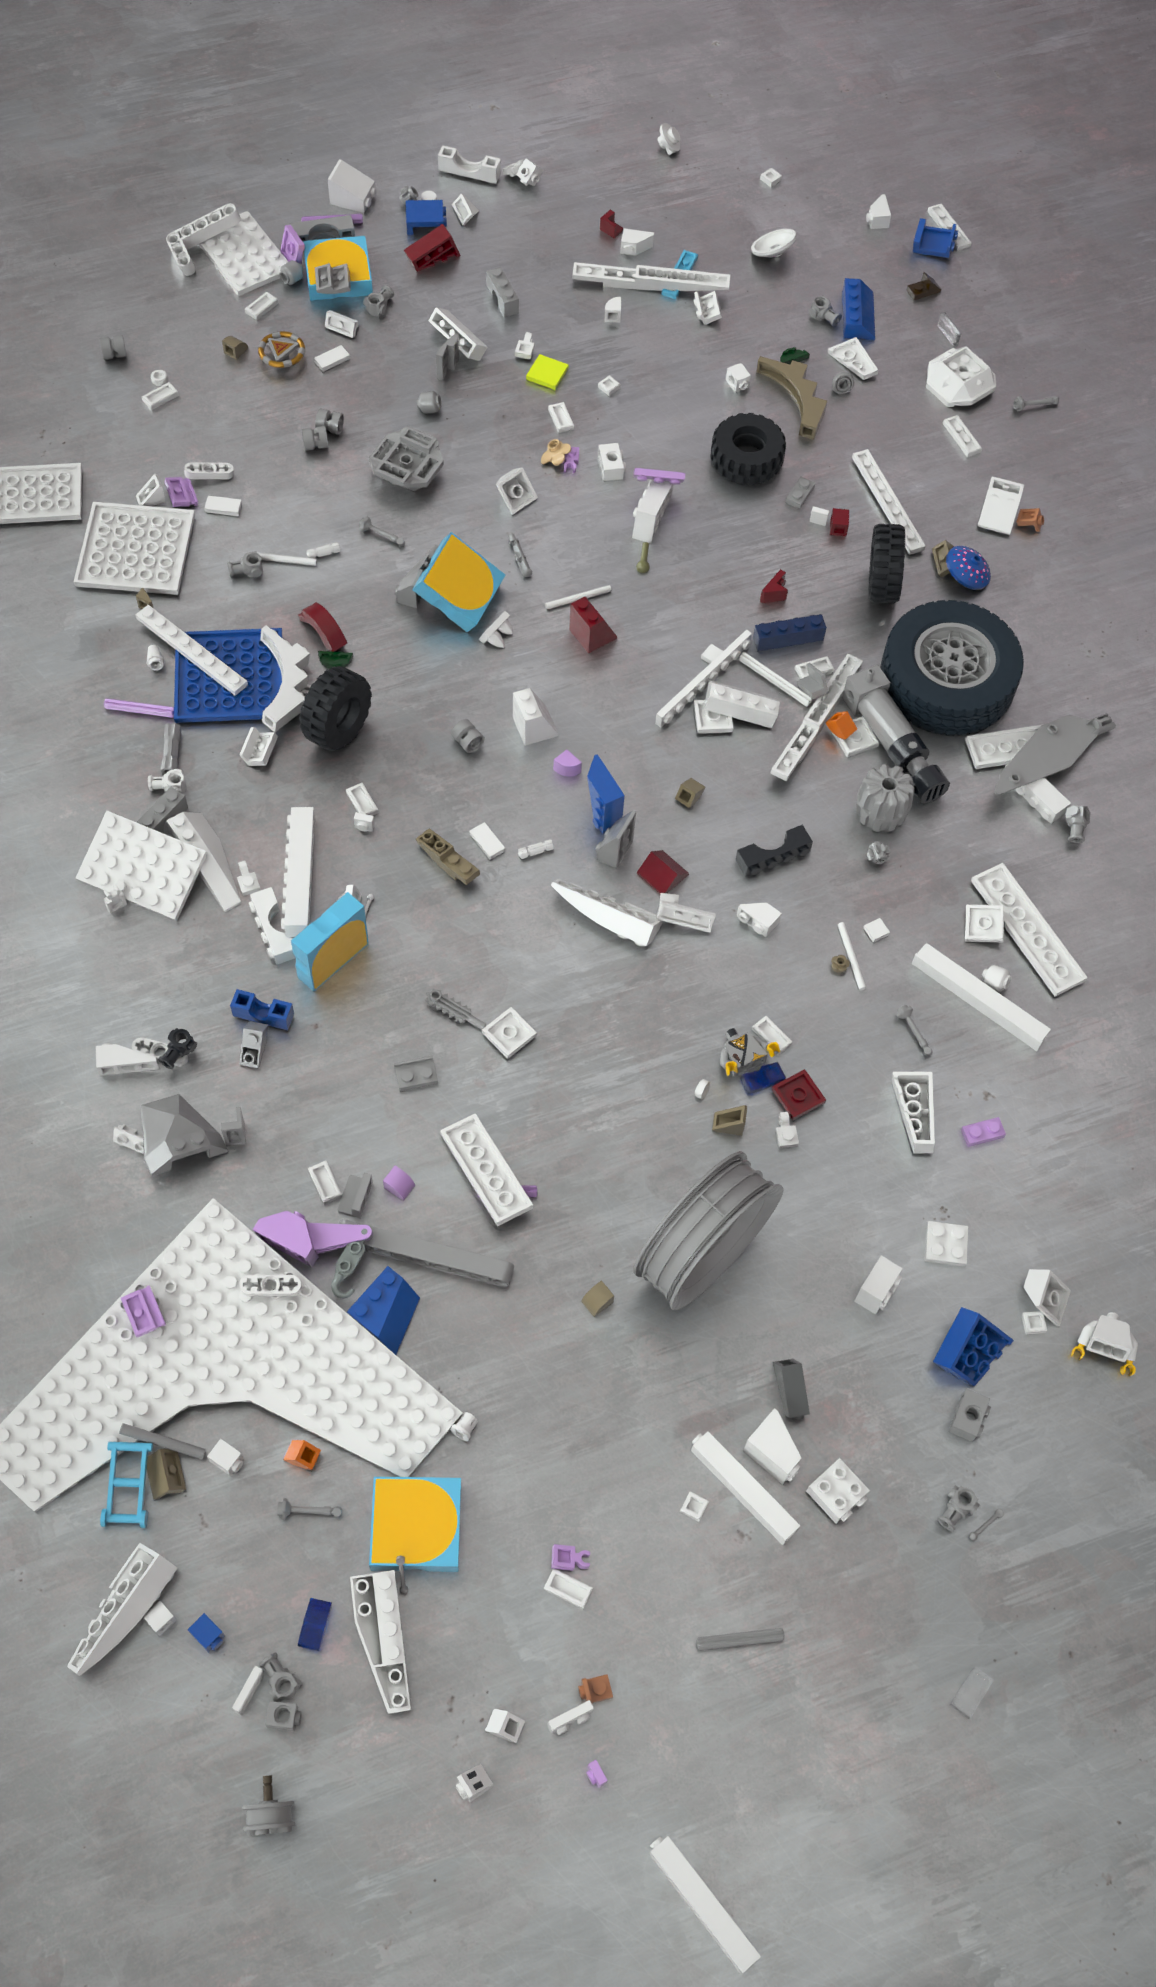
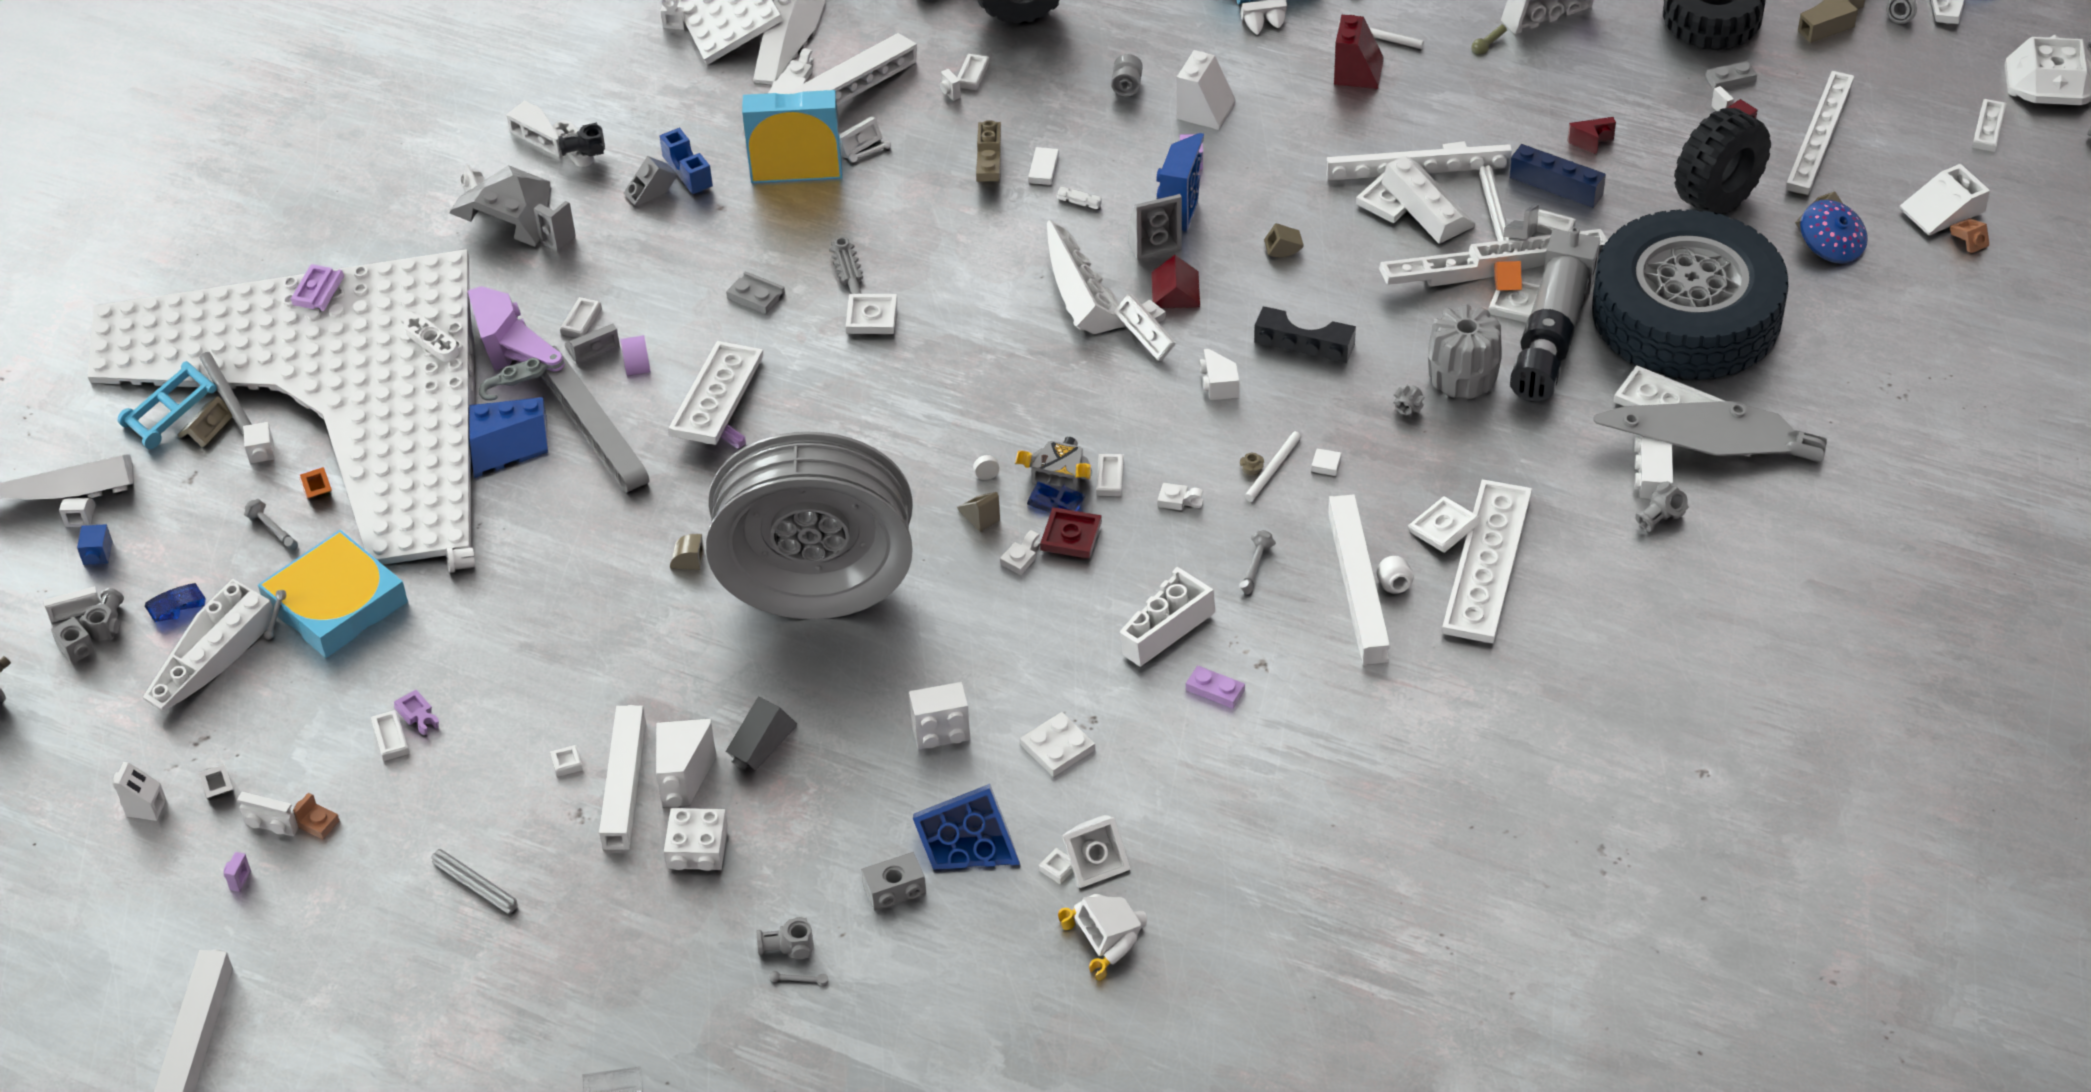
camera: 50 degrees right, 15 degrees down
(825, 1021) = (1176, 496): none -> white plate

